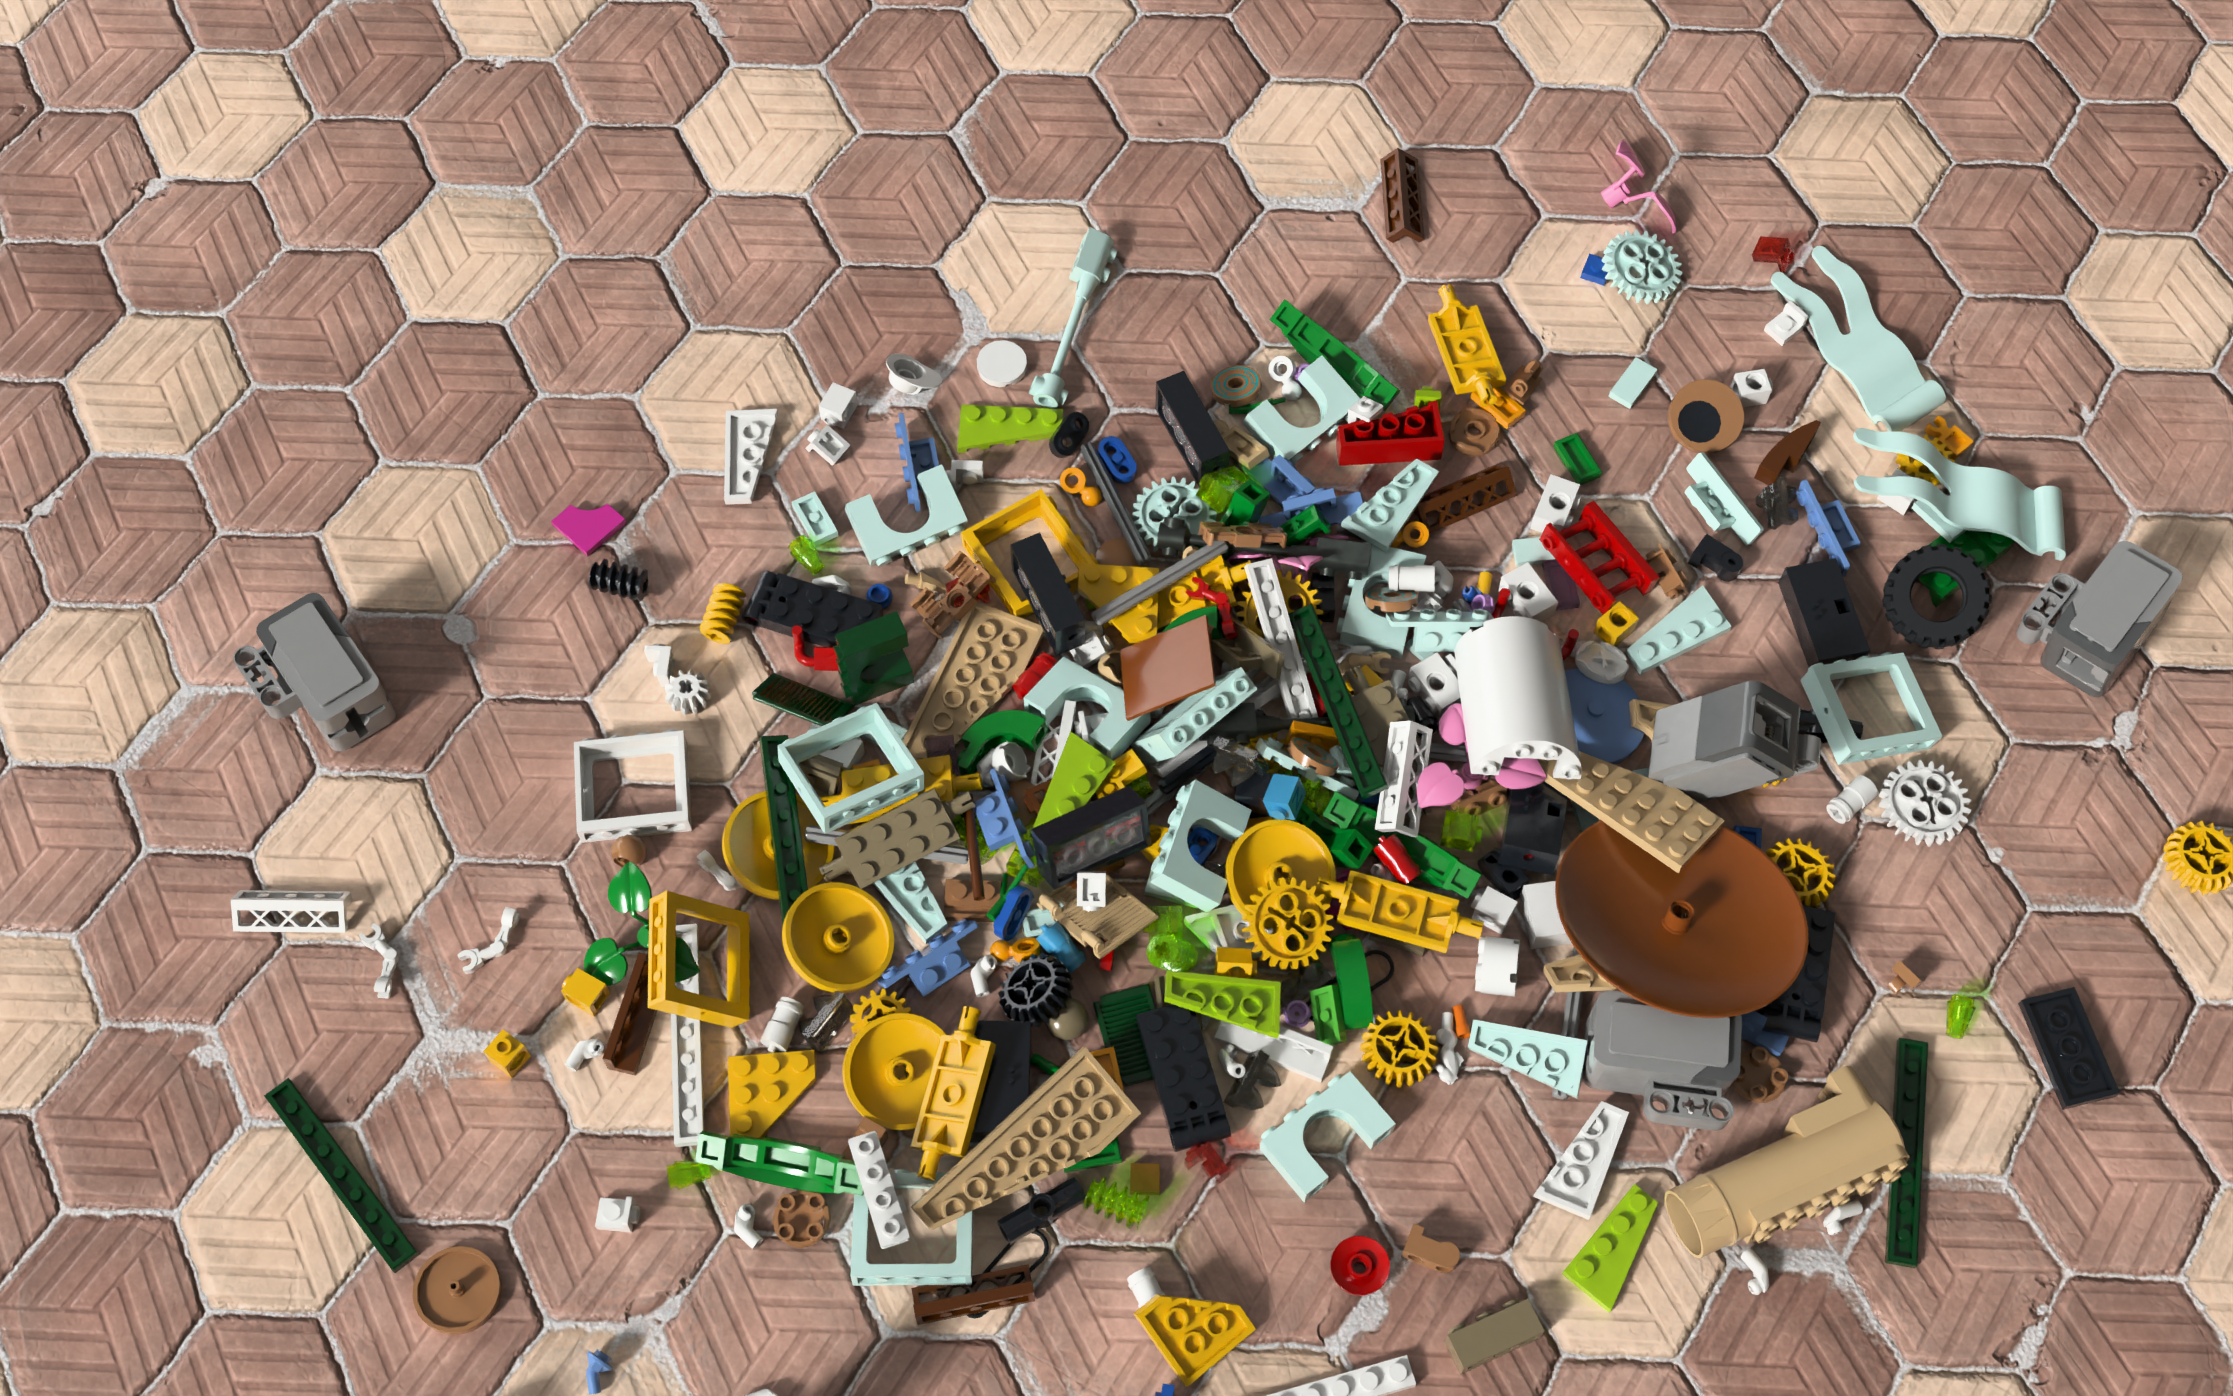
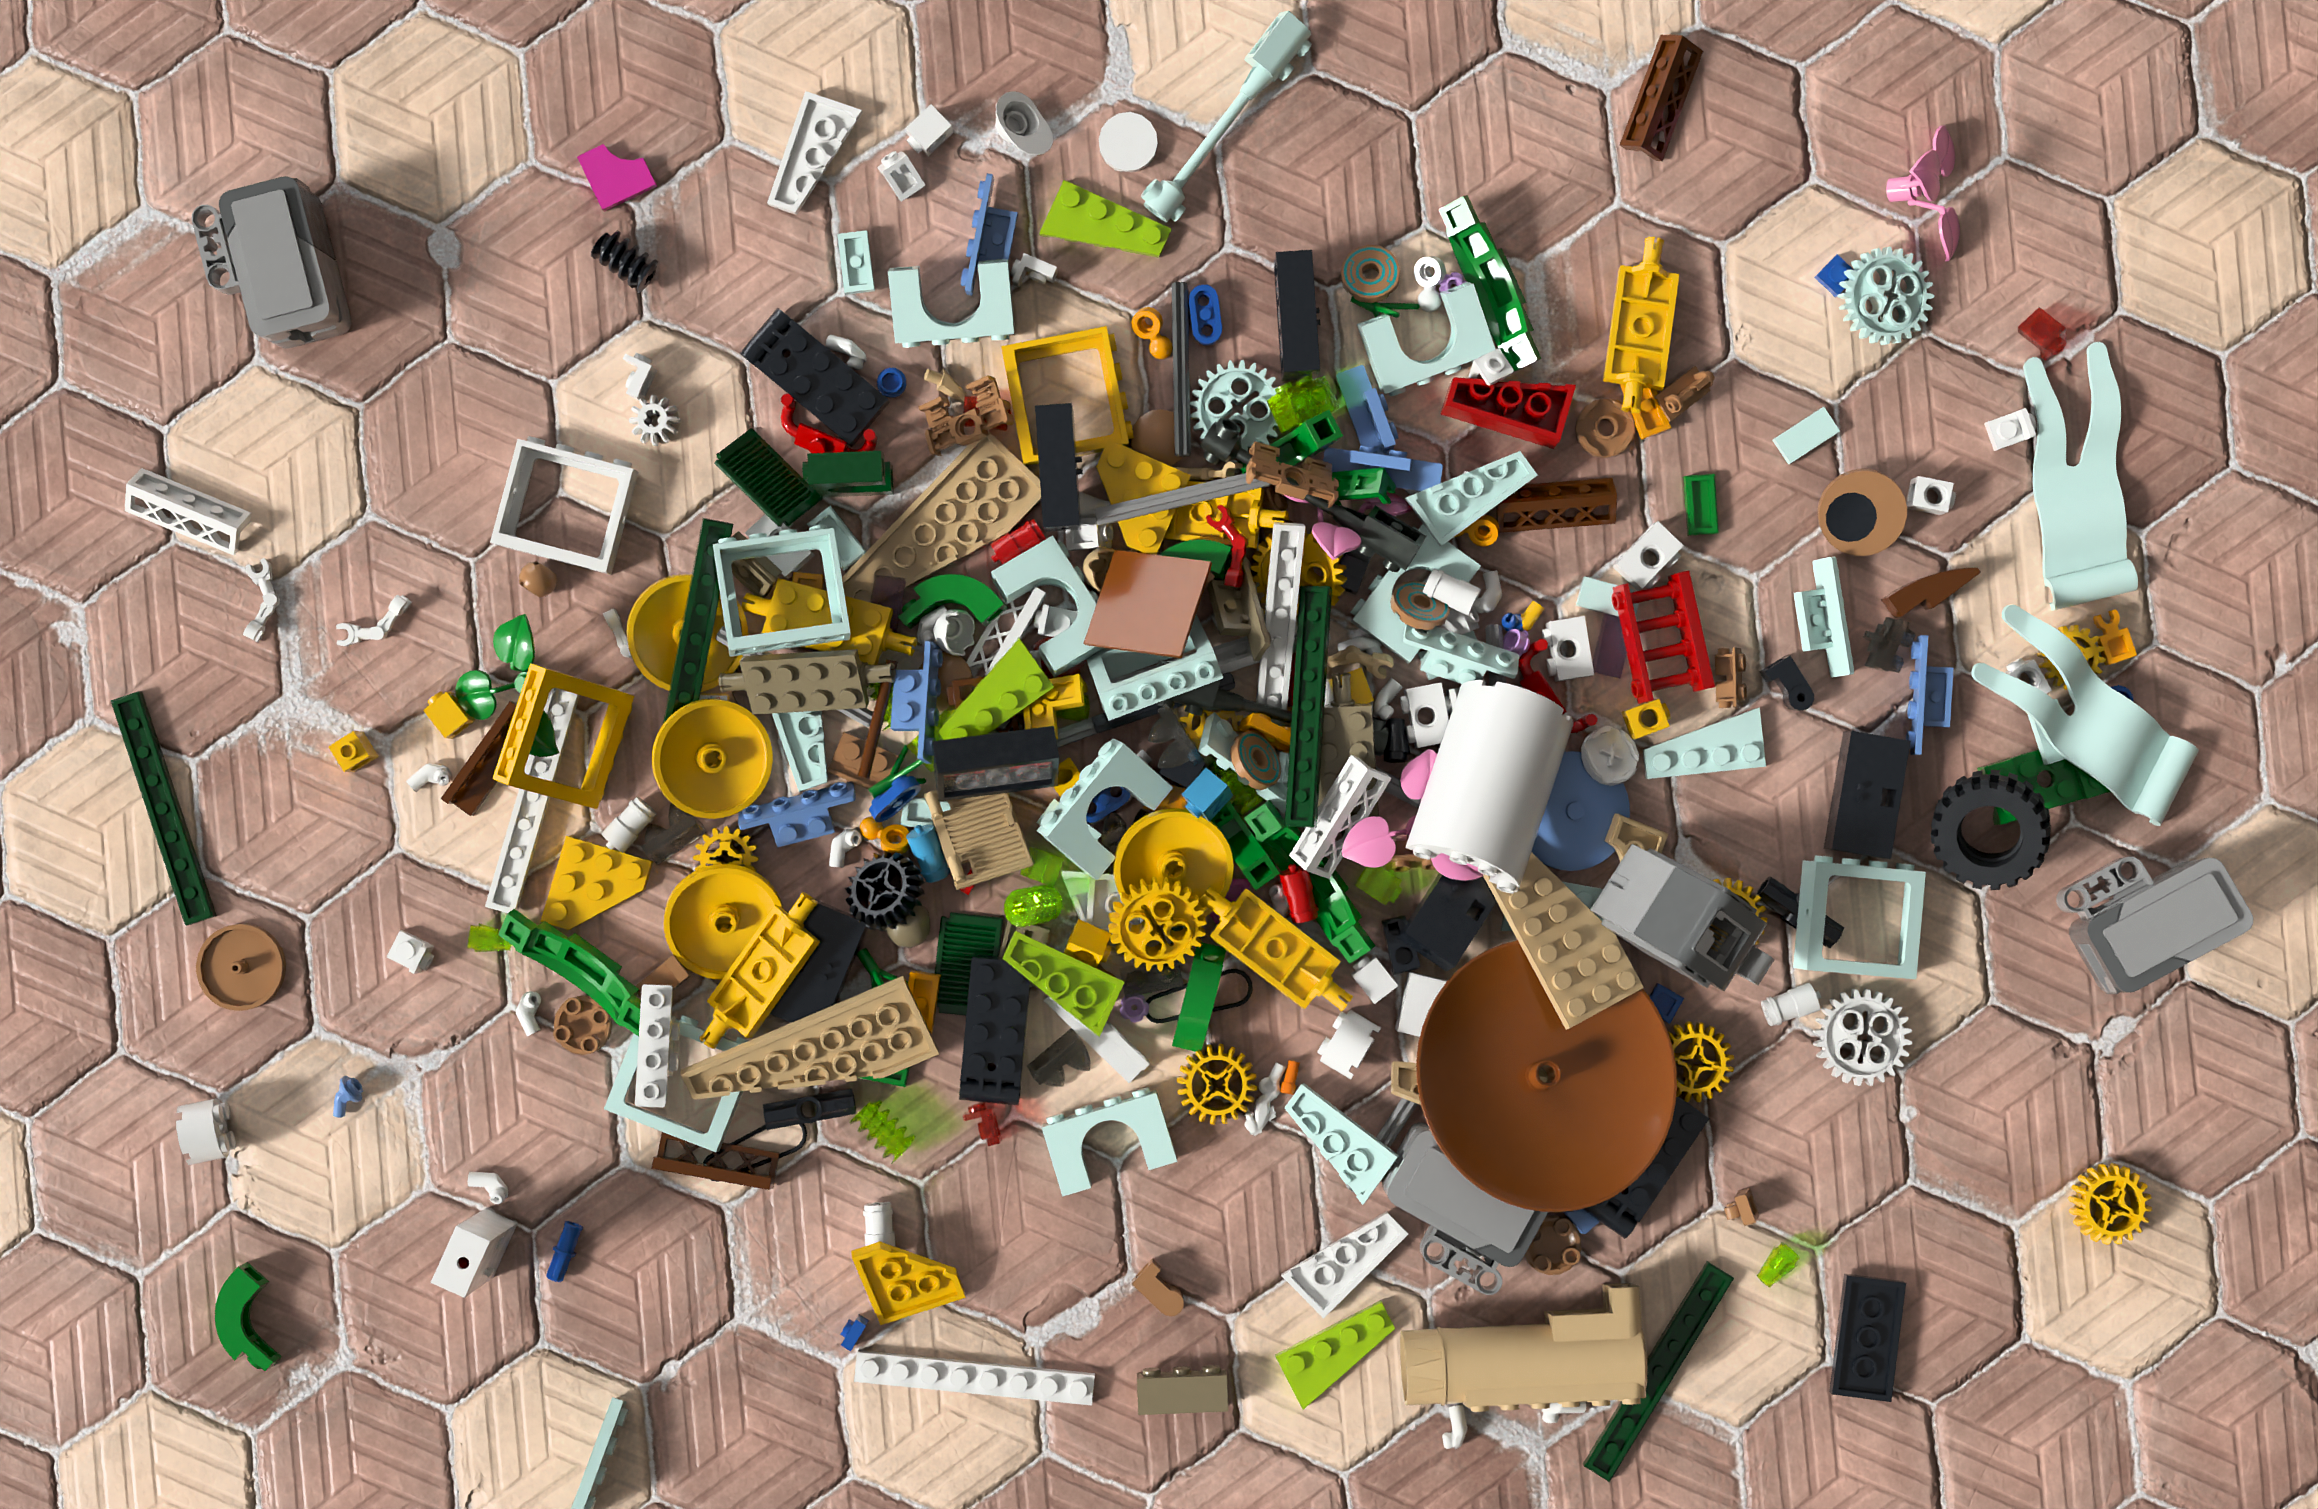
camera: 25 degrees right, 25 degrees up
(722, 612) = (719, 342): yellow piece -> none
(806, 554) = (832, 303): clear neon green cone -> none
(1070, 433) = (1165, 262): black plate -> none
(1091, 890) = (975, 815): white bracket -> none
(1145, 1178) = (920, 1112): pearl gold tile -> none
(1229, 1065) = (1046, 1035): white arm -> none
(1241, 445) = (1341, 347): tan plate -> none
(1328, 1015) = (1161, 1025): bright green plate -> none
(1360, 1251) = (1083, 1293): red dish -> none
(1426, 395) = (1569, 373): lime tile -> none

